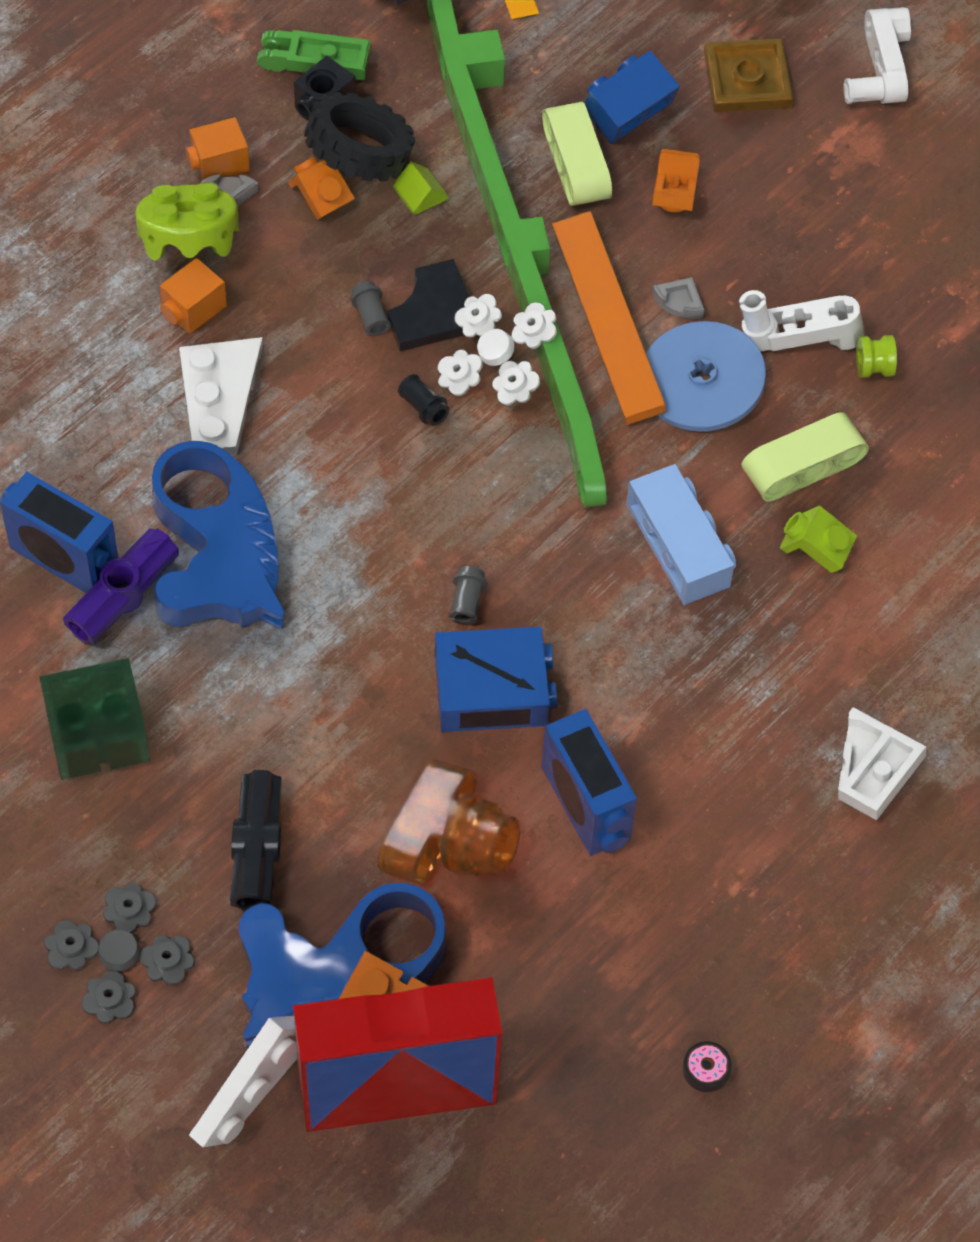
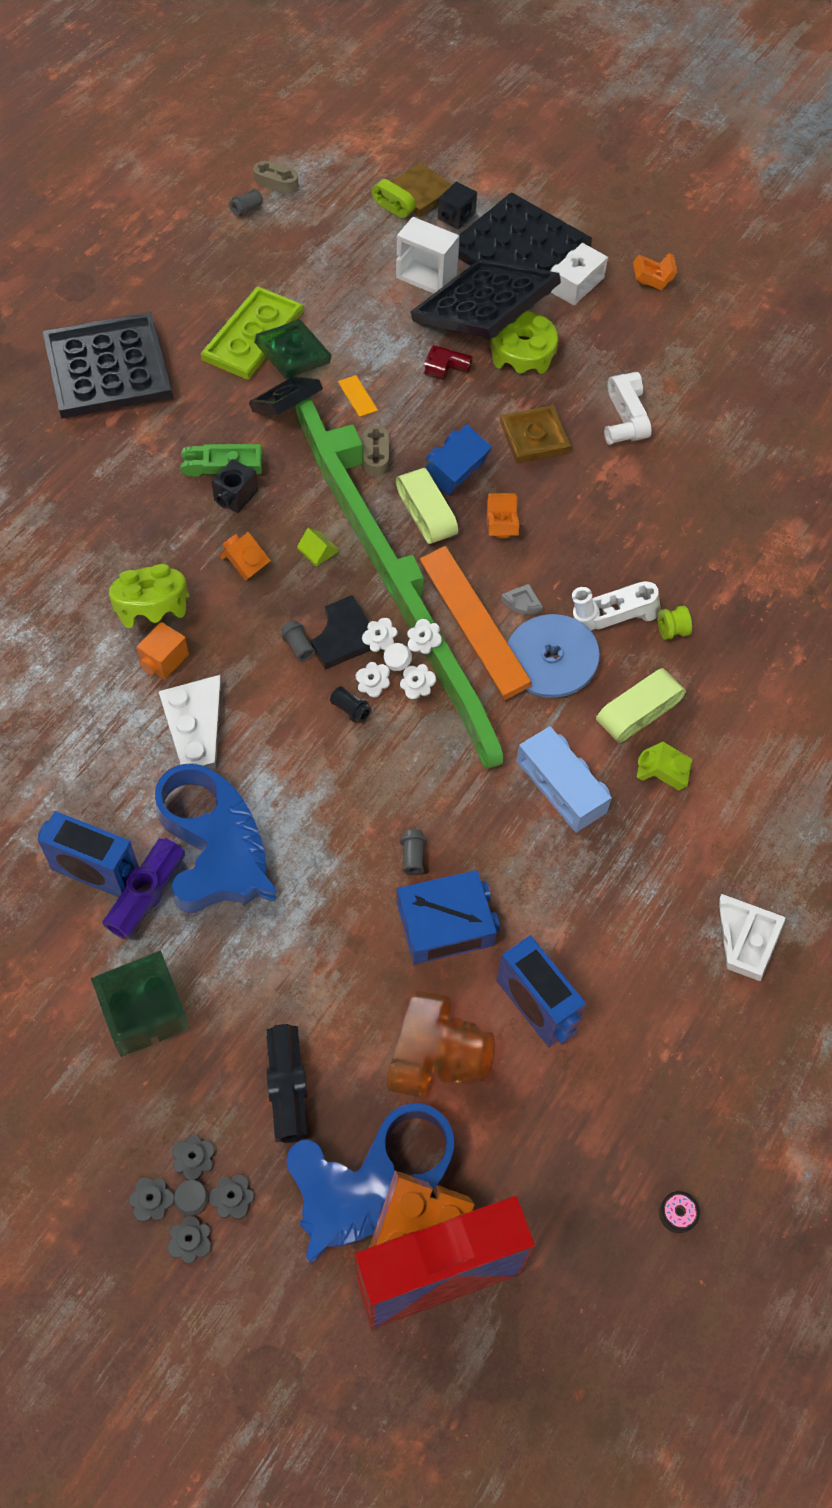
camera: 10 degrees left, 0 degrees up
(218, 149) = (163, 539): orange brick -> none
(240, 187) = (184, 564): light grey tile -> none
(249, 1082) = (323, 1300): white wing -> none
(351, 155) = (261, 528): black tyre -> none
(530, 70) = (371, 450): none -> dark tan beam

